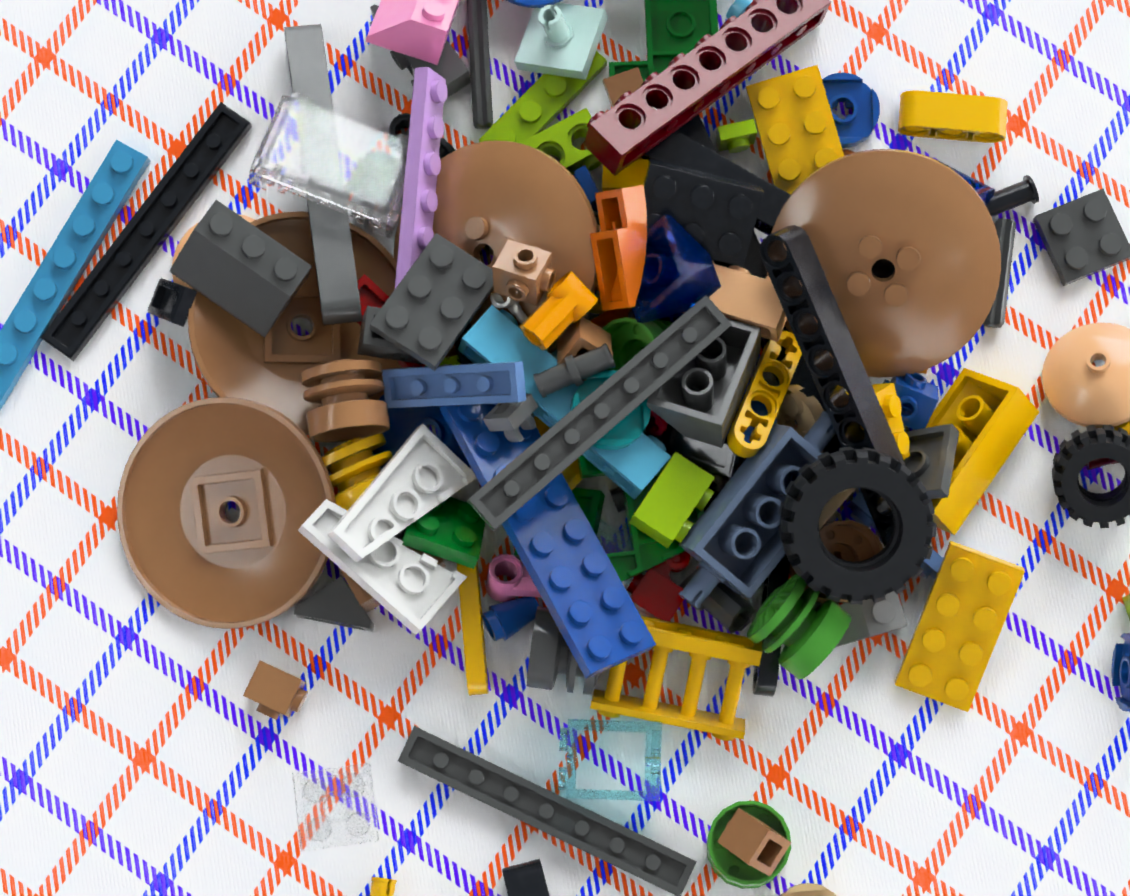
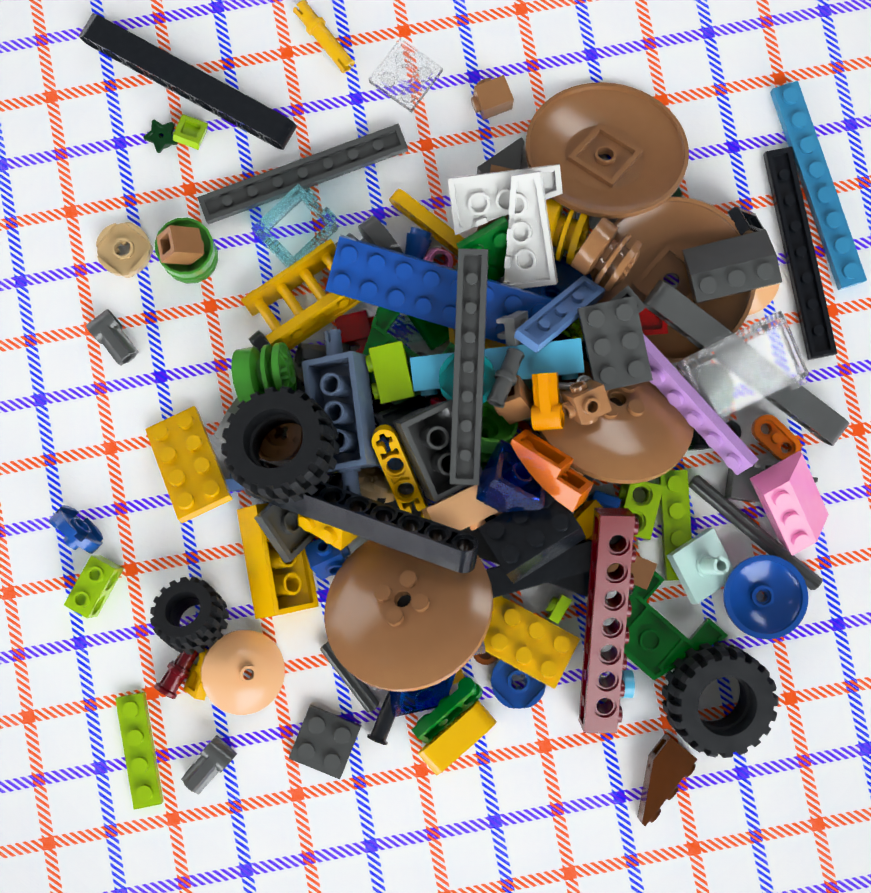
camera: 135 degrees right, 5 degrees up
(364, 86) = (776, 436): none -> orange plate
(909, 850) = (109, 332): none -> dark grey piece
(966, 151) = (448, 710): none -> green plate

